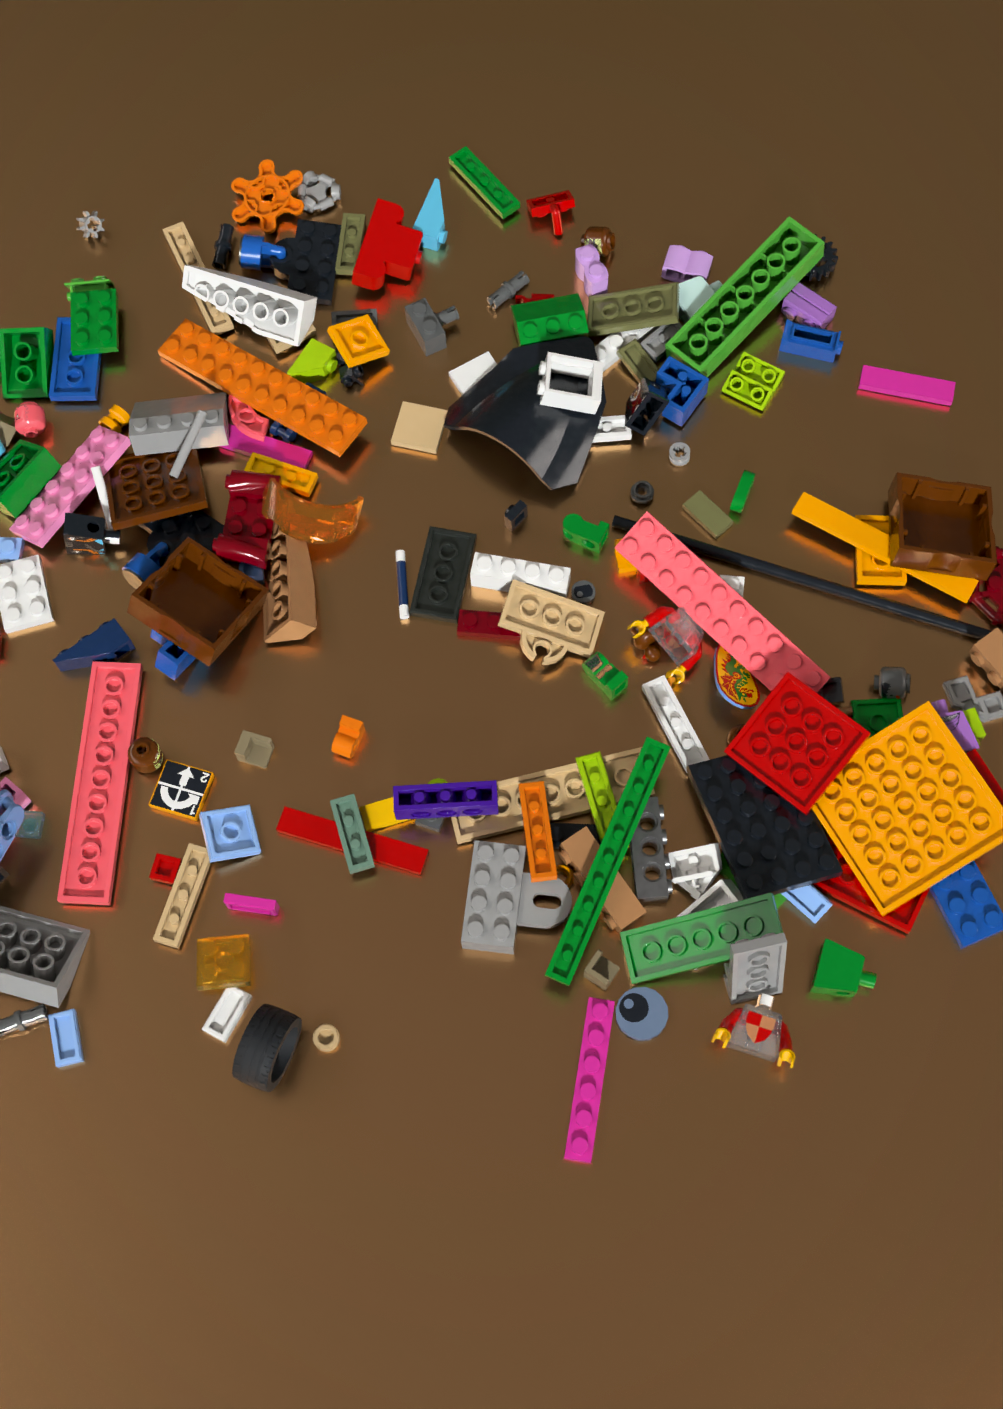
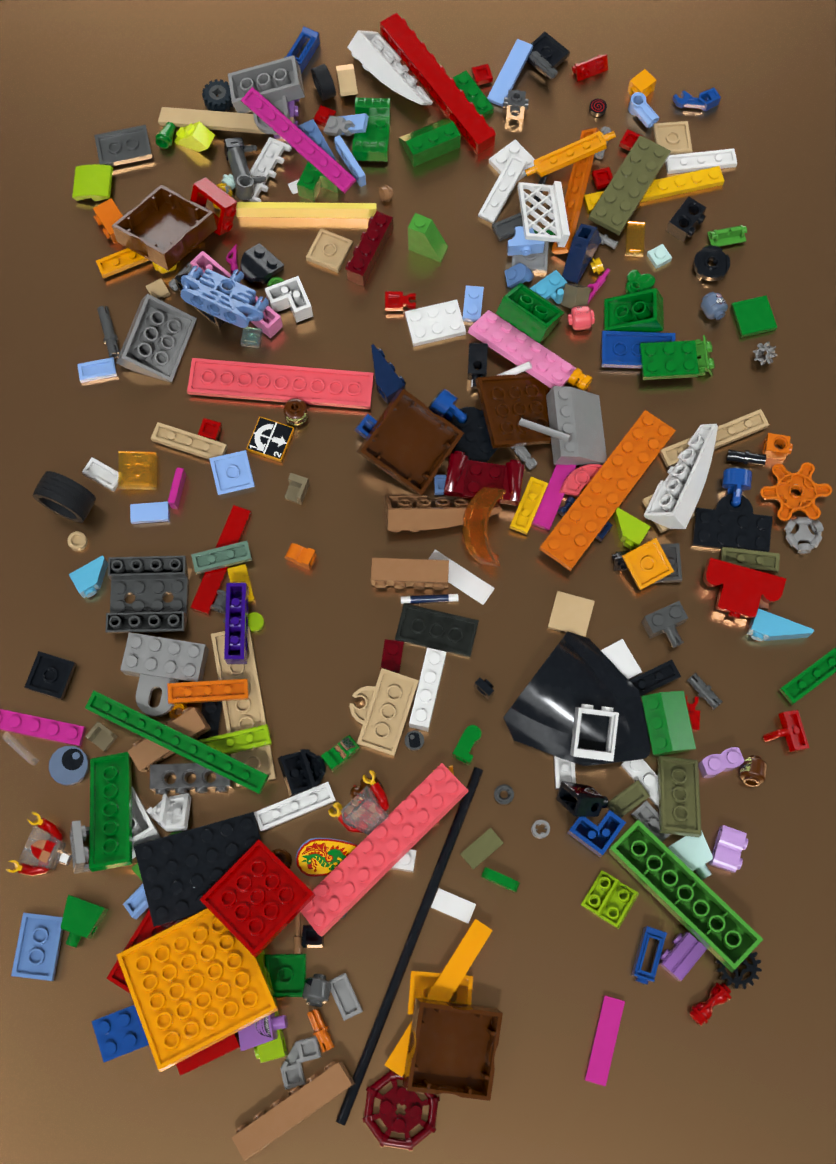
camera: 90 degrees right, 5 degrees up
(24, 276) = (714, 306): none -> sand blue head
(38, 238) = (754, 316): none -> green tile
(210, 215) = (776, 439): none -> orange brick
(215, 481) = (525, 456): none -> light grey axle
(285, 941) = (149, 512): none -> light blue tile
(371, 603) = (409, 572): none -> medium nougat brick
(372, 554) = (465, 580): none -> white sticker
(382, 1011) = (90, 577): none -> medium azure slope
(386, 931) = (149, 581): none -> dark grey slope
(412, 832) = (220, 602): none -> dark grey bush
(494, 335) = (656, 678): none -> black plate
(520, 1051) = (50, 675): none -> black plate
(624, 1079) = (20, 748): none -> clear tile
(630, 717) = (301, 771): none -> black slope
(777, 541) = (453, 905): none -> white tile
(863, 289) = (703, 1010): none -> red piece
(880, 1024) = (38, 947): none -> medium blue plate
(895, 653) = (345, 996): none -> light grey tile
(937, 677) = (320, 1030): none -> orange axle

